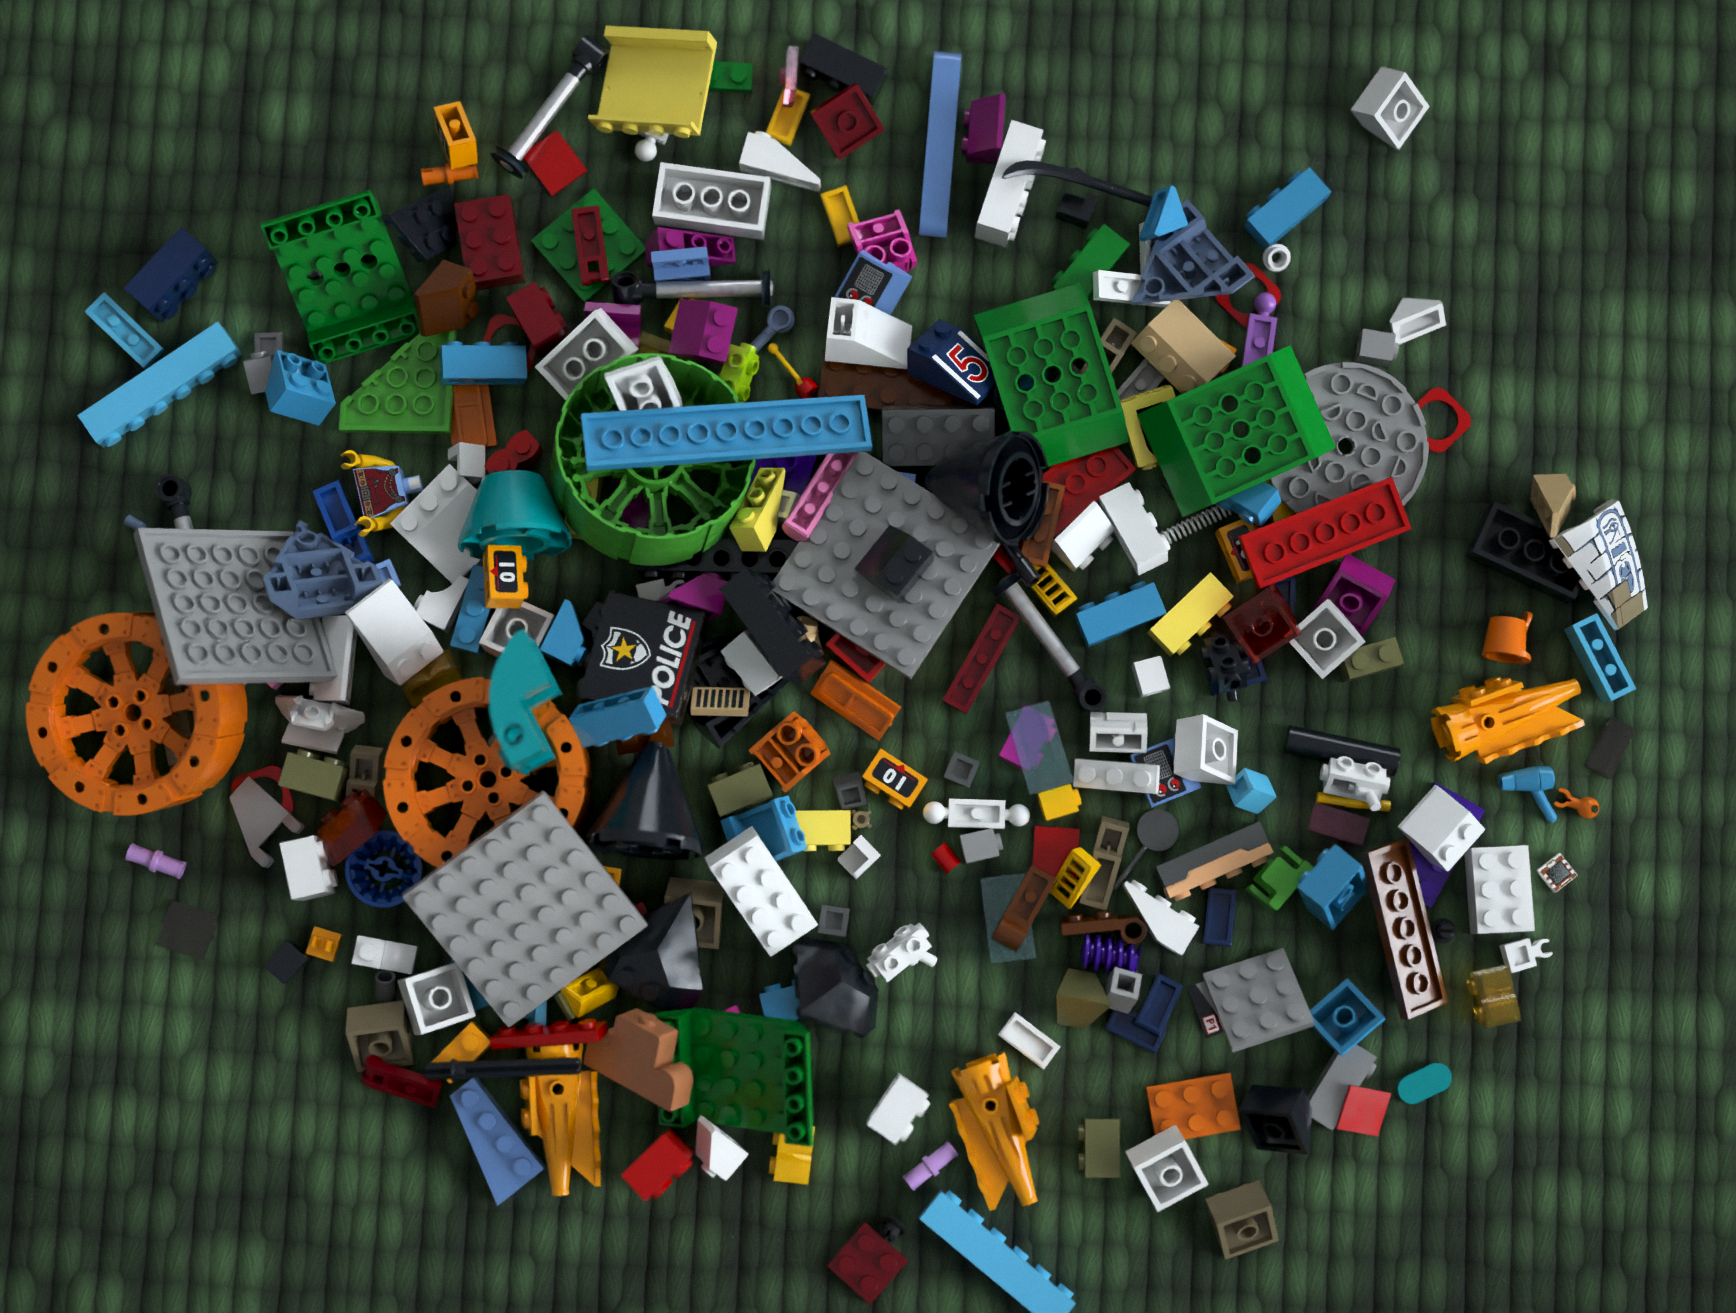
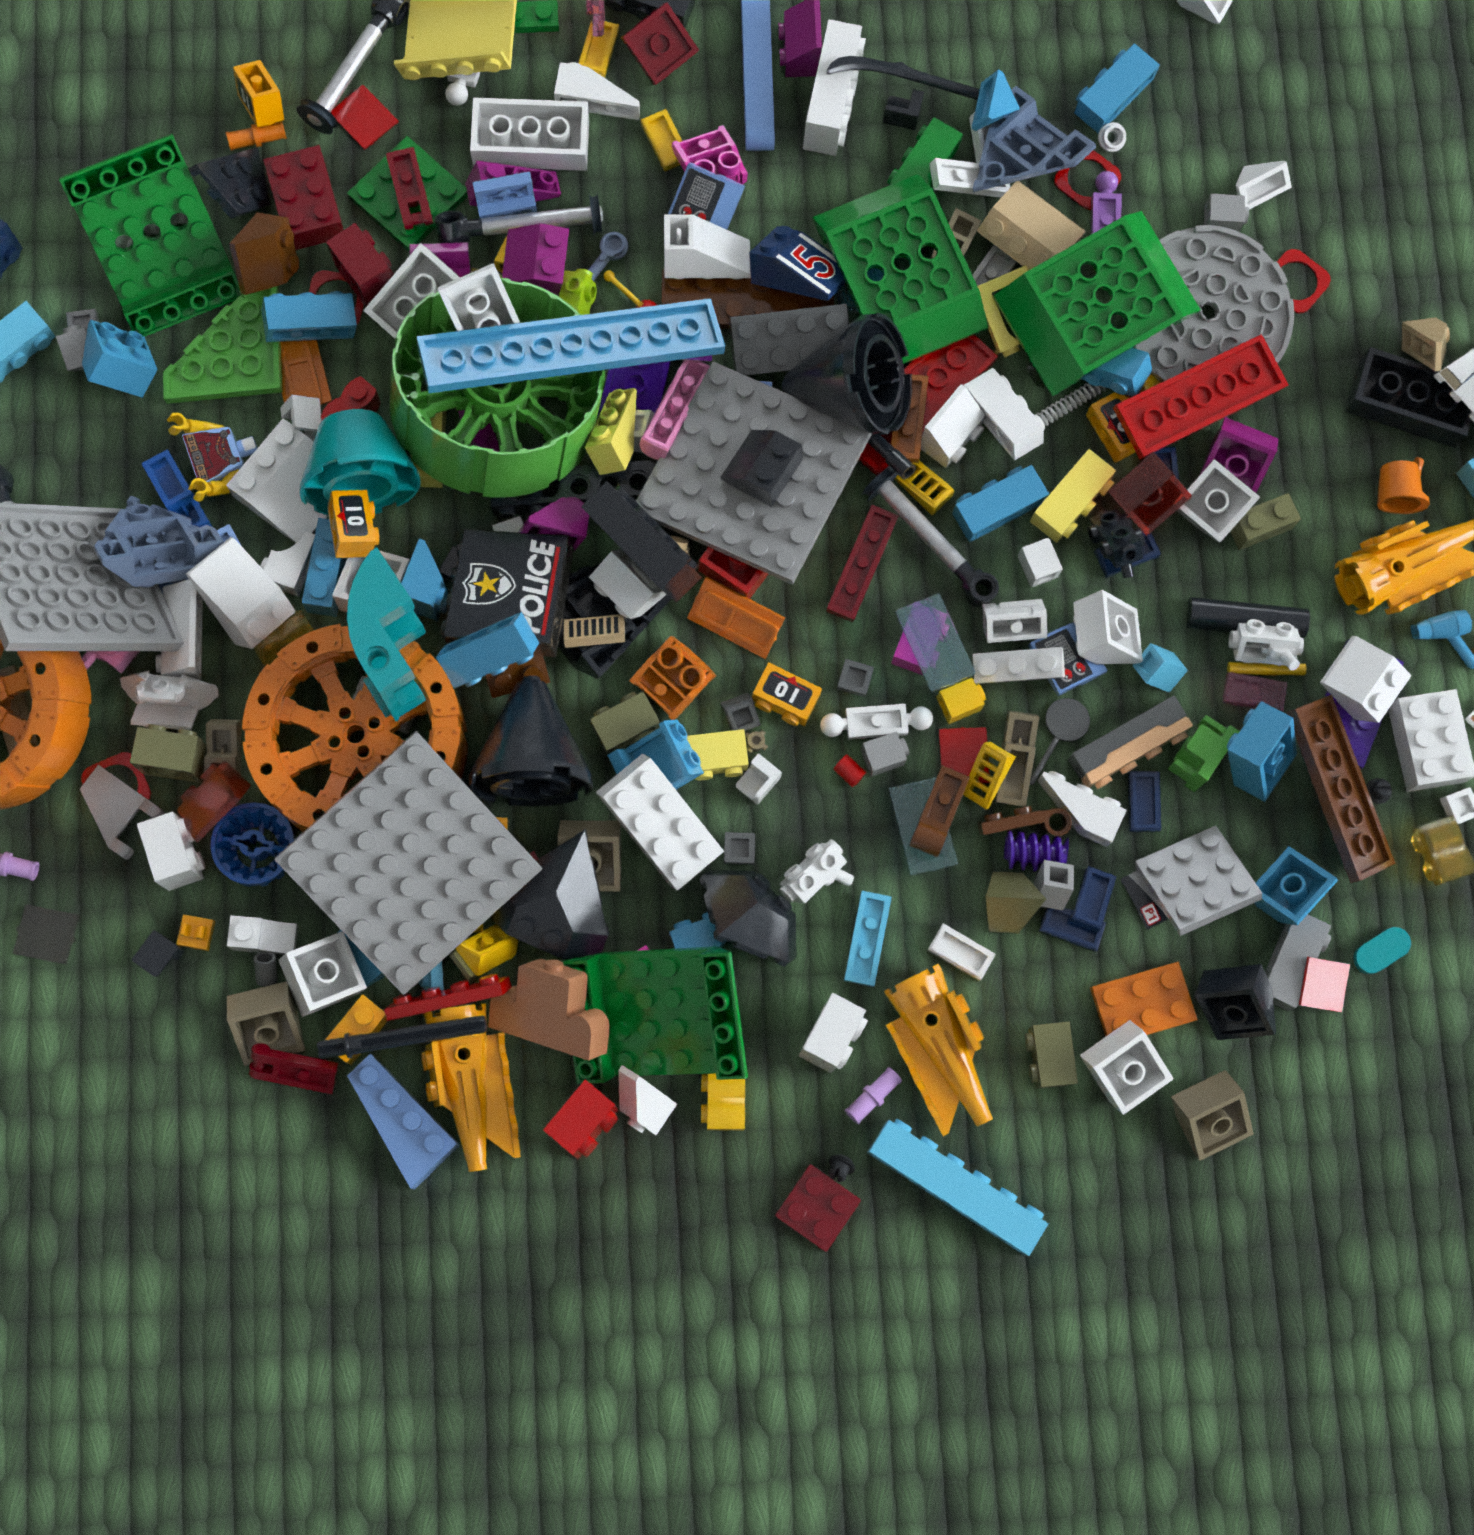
camera: 10 degrees left, 5 degrees down
(942, 1019) = (867, 938): none -> medium azure plate

